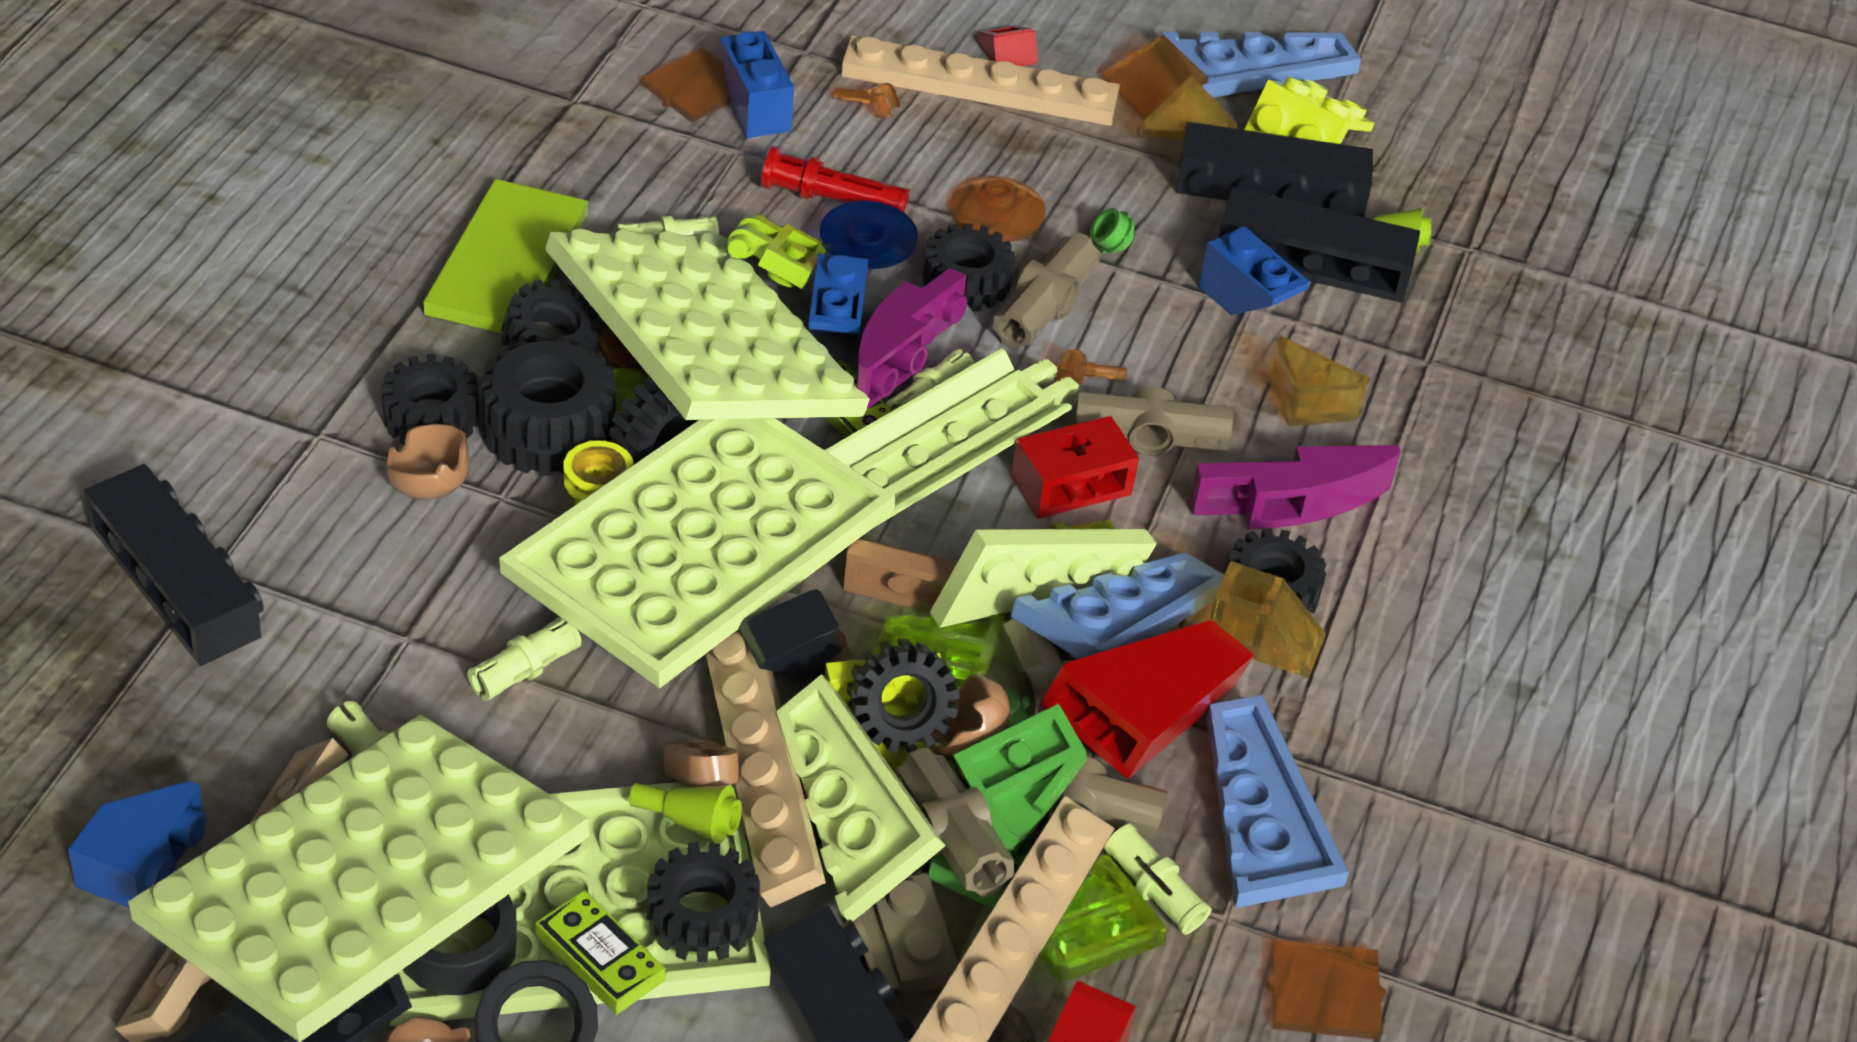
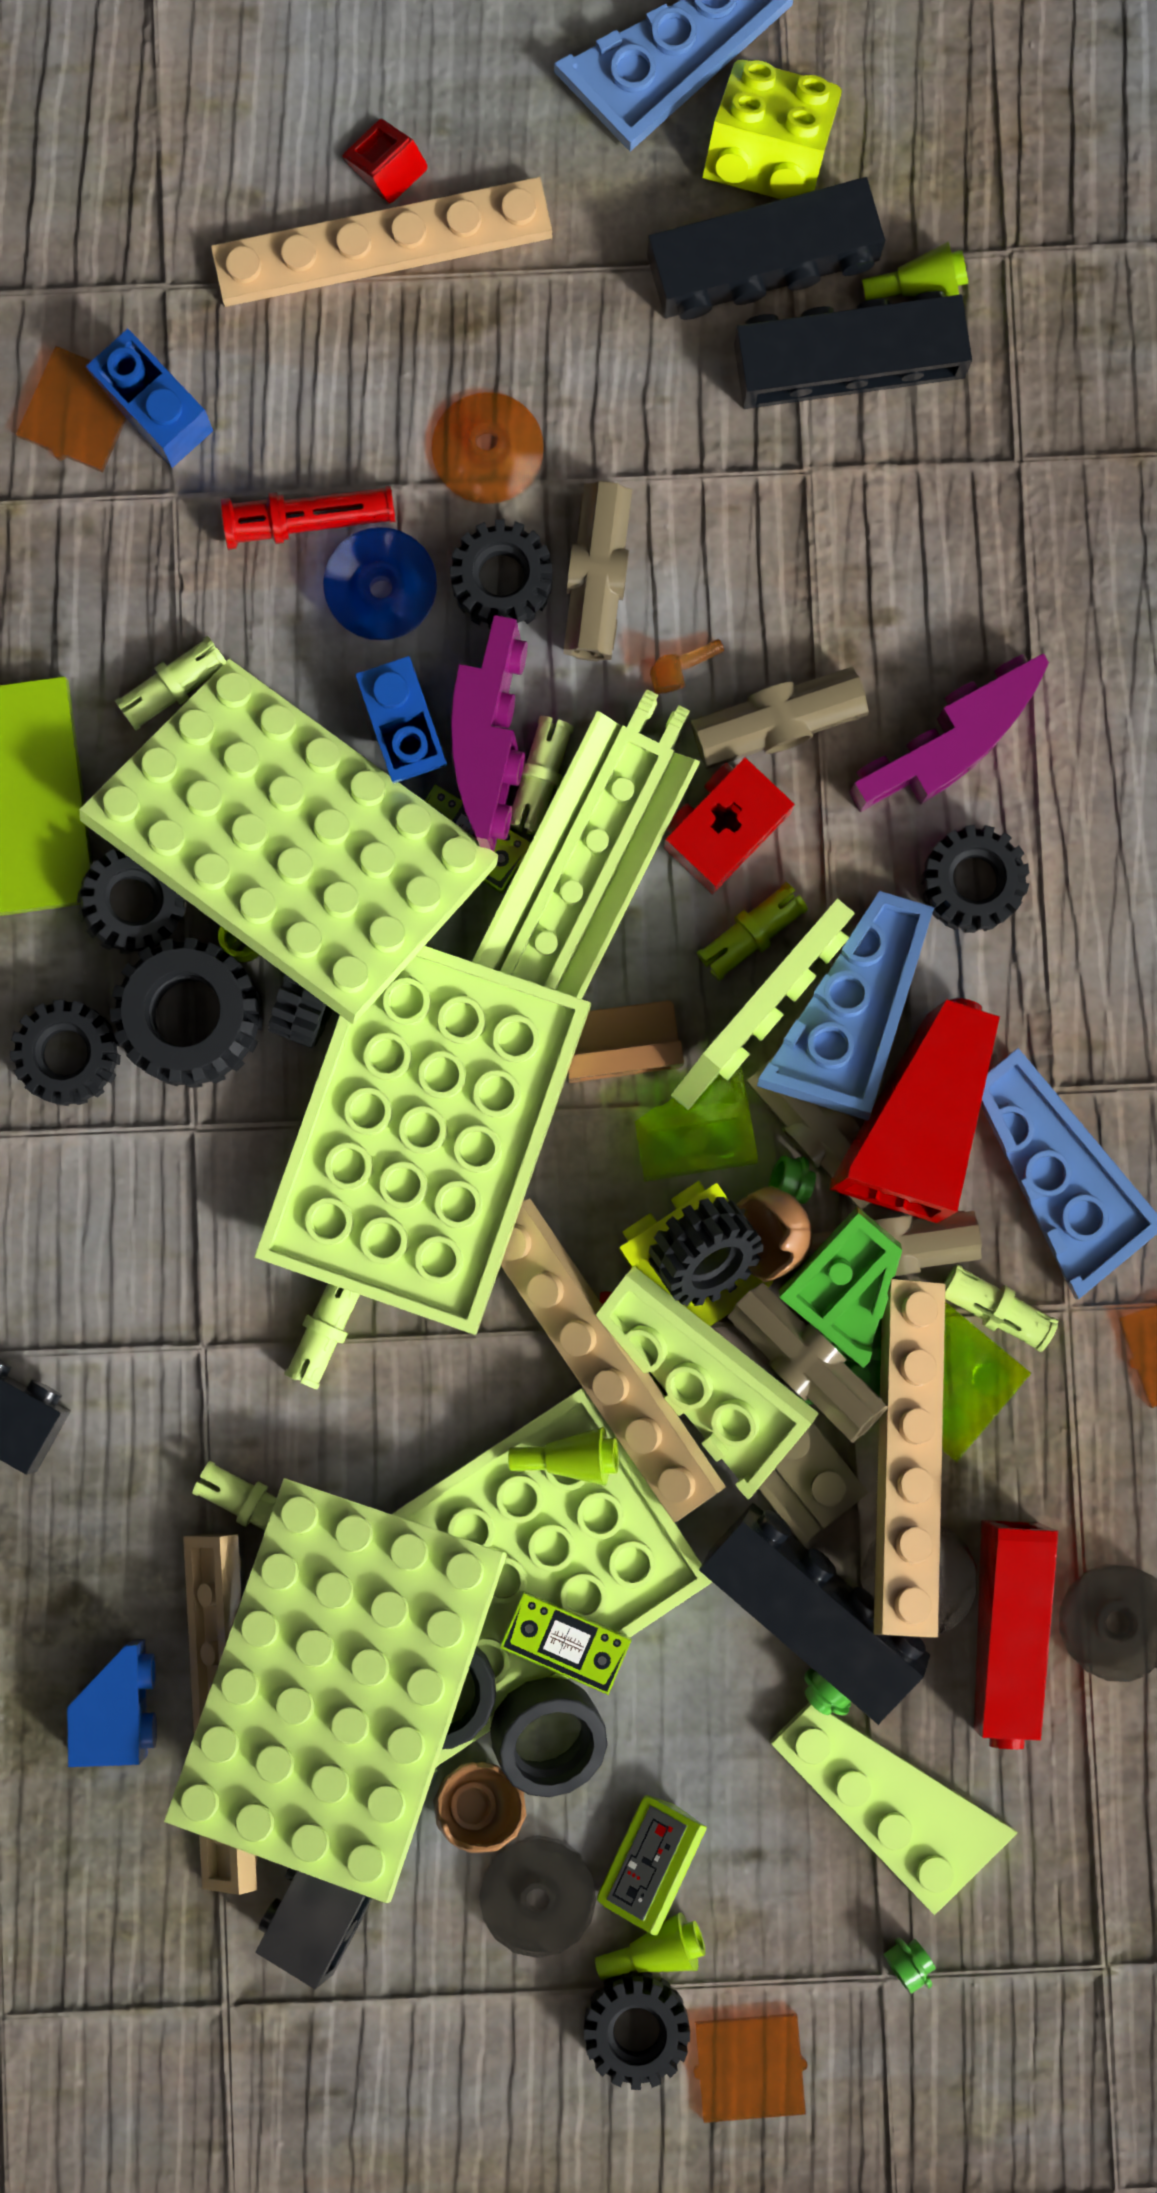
camera: 20 degrees left, 40 degrees up
(430, 462) = (112, 1144): medium nougat hair -> none
(593, 466) = (279, 1062): piece -> none
(701, 763) = (543, 1402): medium nougat beam -> none
(703, 930) = (639, 1591): black tyre -> none
(784, 252) = (321, 667): lime plate -> none
(796, 636) = (572, 1207): black slope -> none
(882, 98) = (284, 340): clear orange hand -> none
(1112, 231) = (628, 439): bright green plate -> none
(1152, 75) = (574, 145): clear orange piece -> none
(1184, 105) = (635, 207): clear yellow slope -> none
(1247, 273) = (807, 454): blue slope -> none
(1267, 619) = (990, 956): clear yellow slope -> none
(1313, 386) = (919, 584): clear yellow slope -> none

